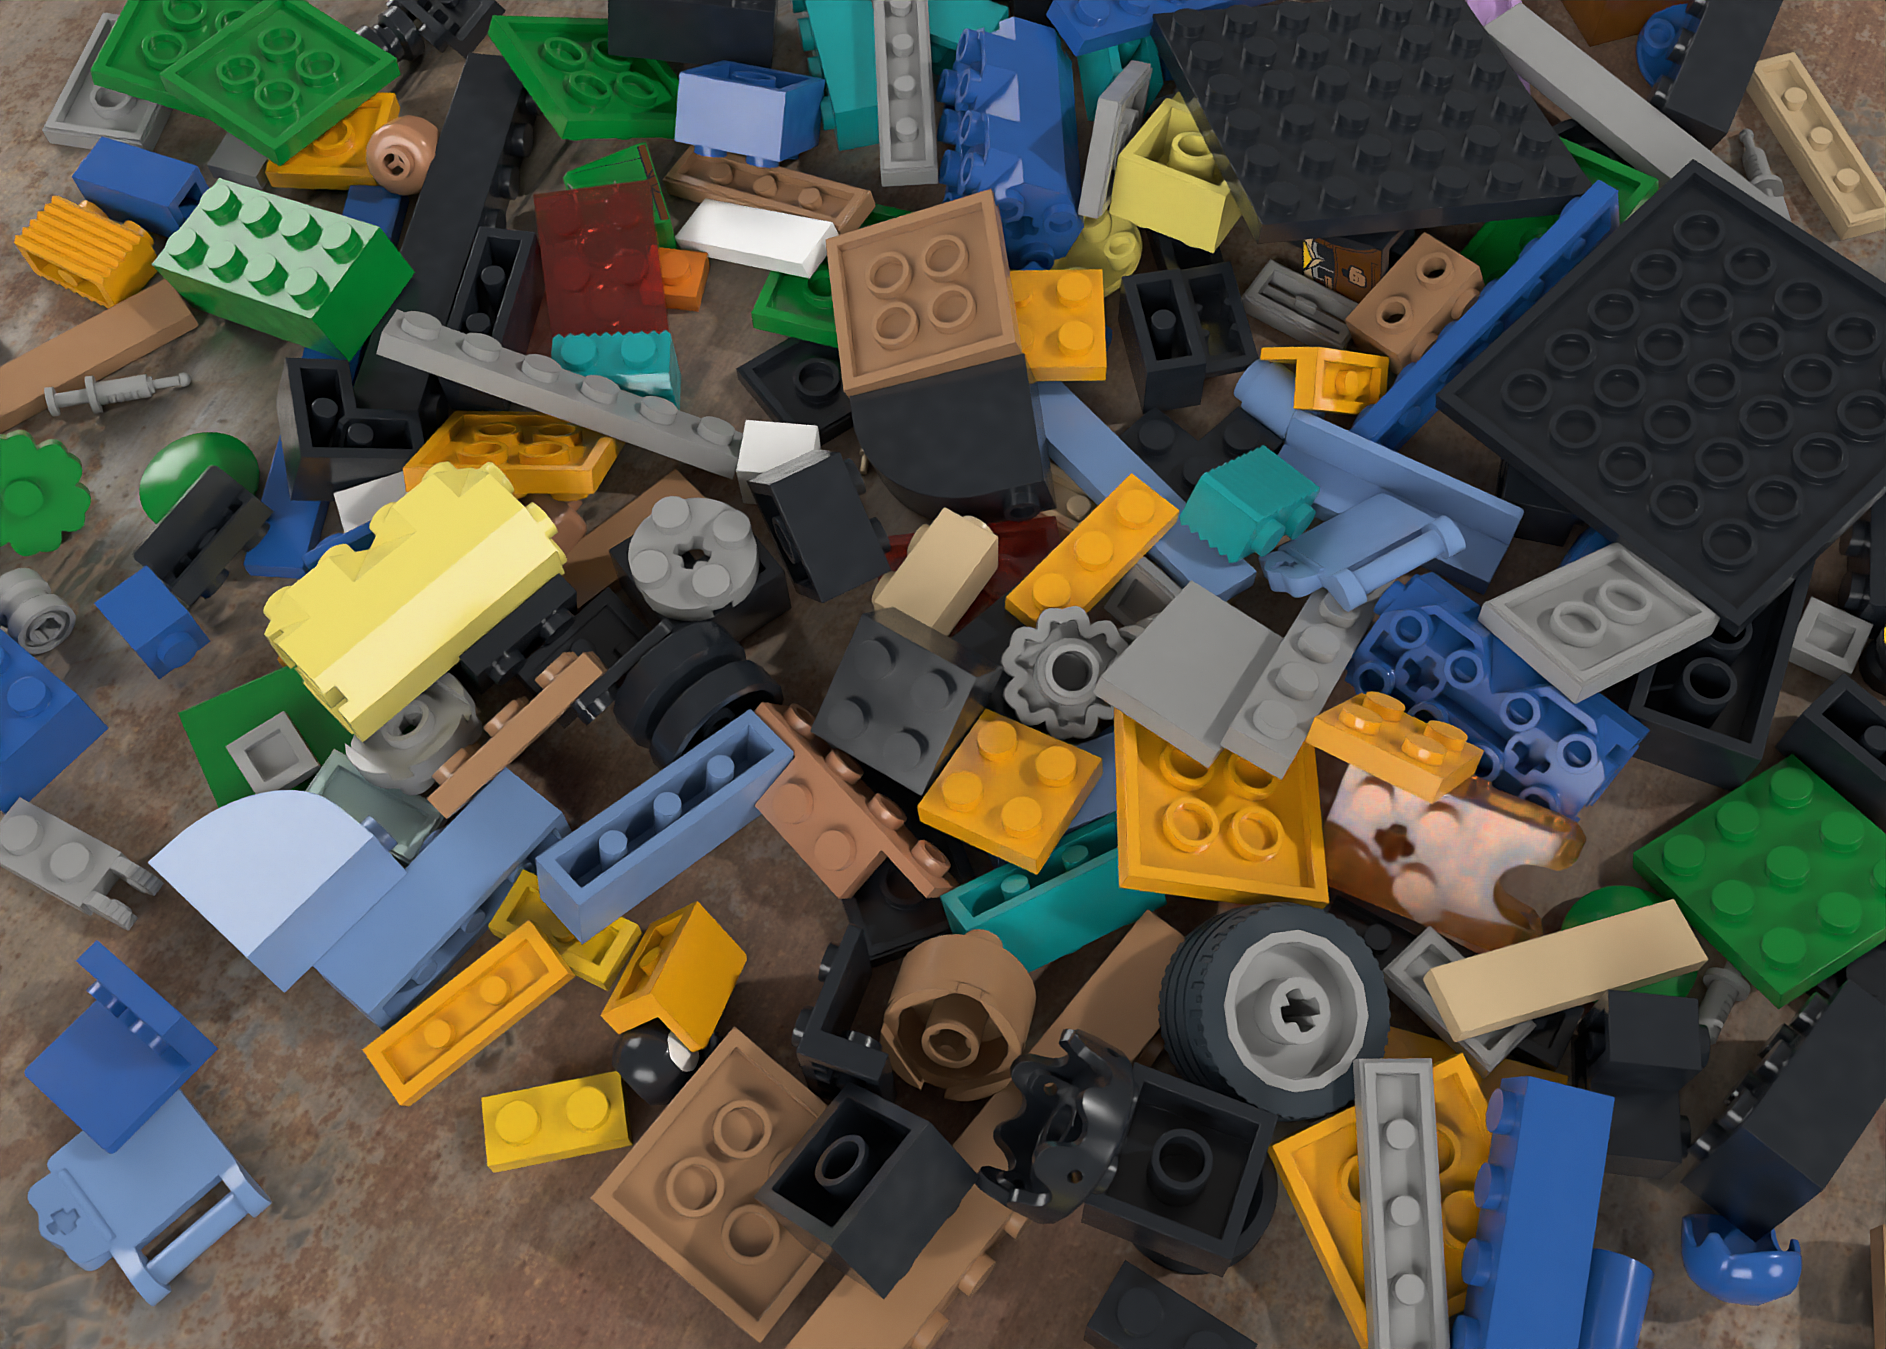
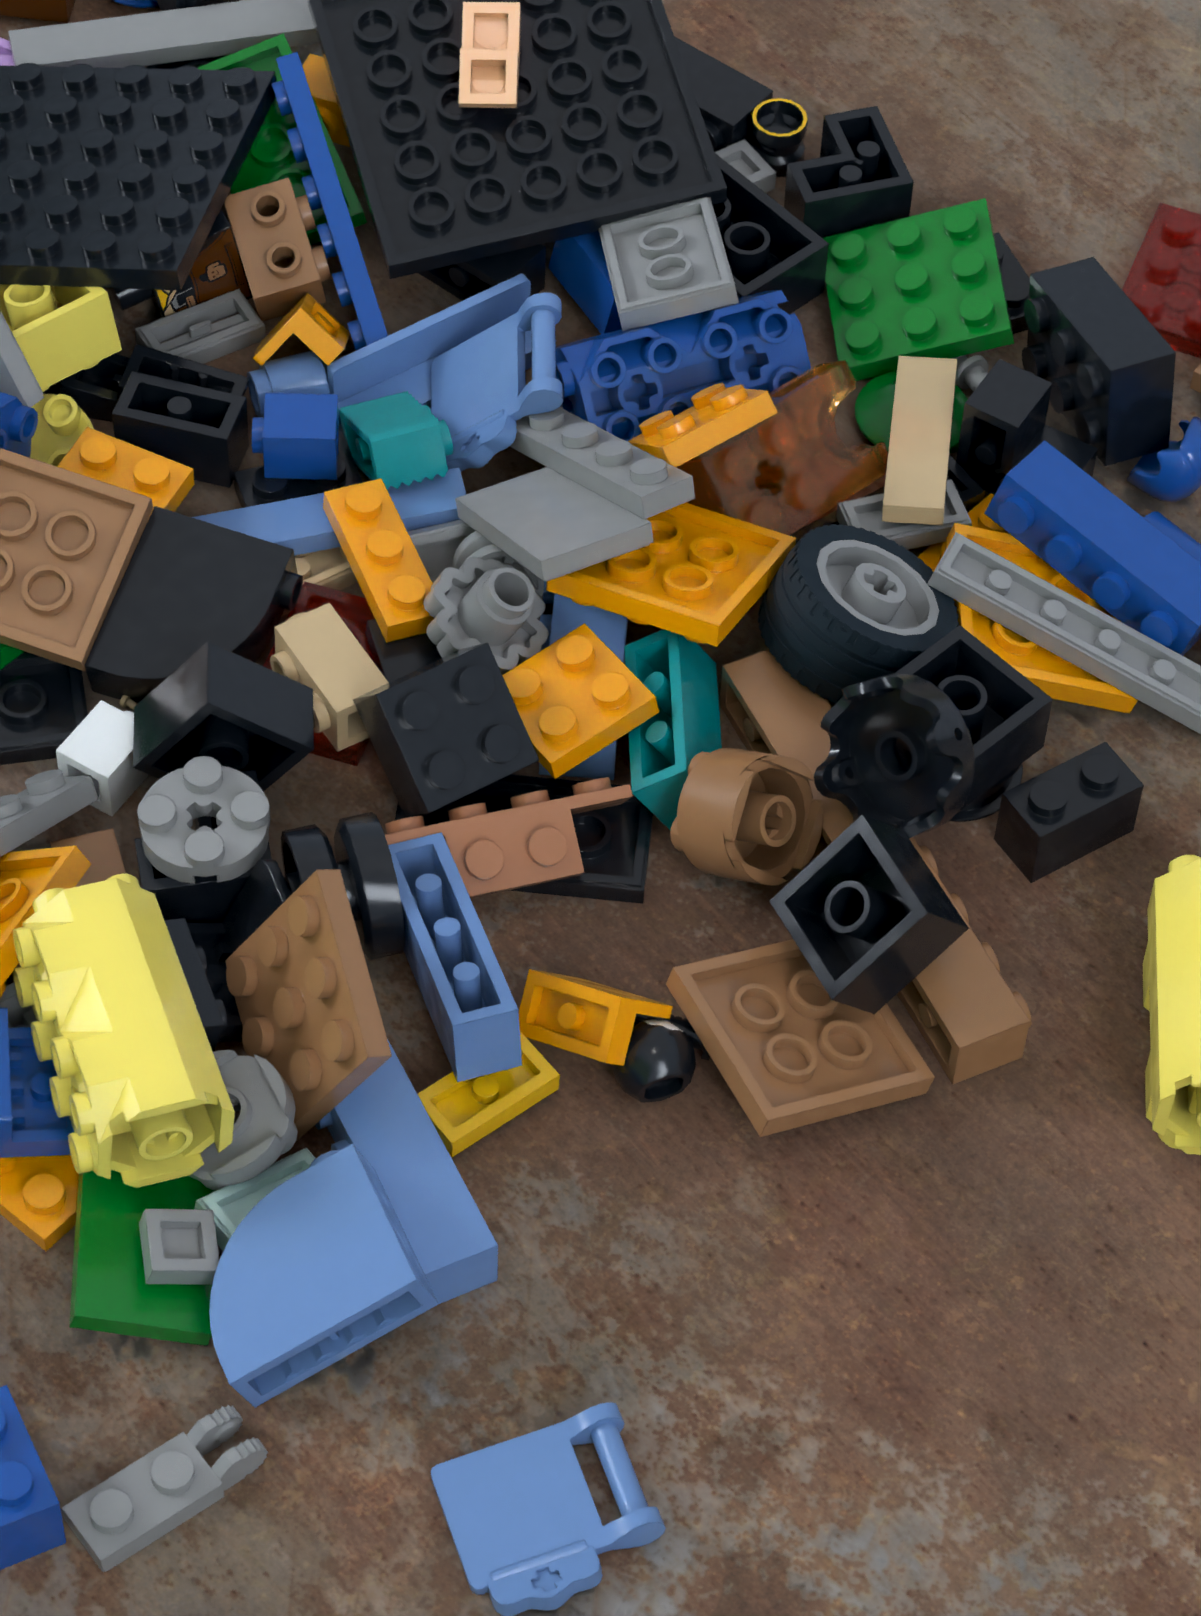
camera: 70 degrees left, 10 degrees down
(118, 1054) = (403, 1473): blue bracket -> none
(468, 1013) = (530, 1183): light orange plate -> none
(556, 1121) = (659, 1168): yellow plate -> none
(823, 1038) = (700, 908): black bracket -> none
(1200, 426) = (298, 436): none -> blue brick
(1733, 338) = (490, 55): none -> light nougat slope

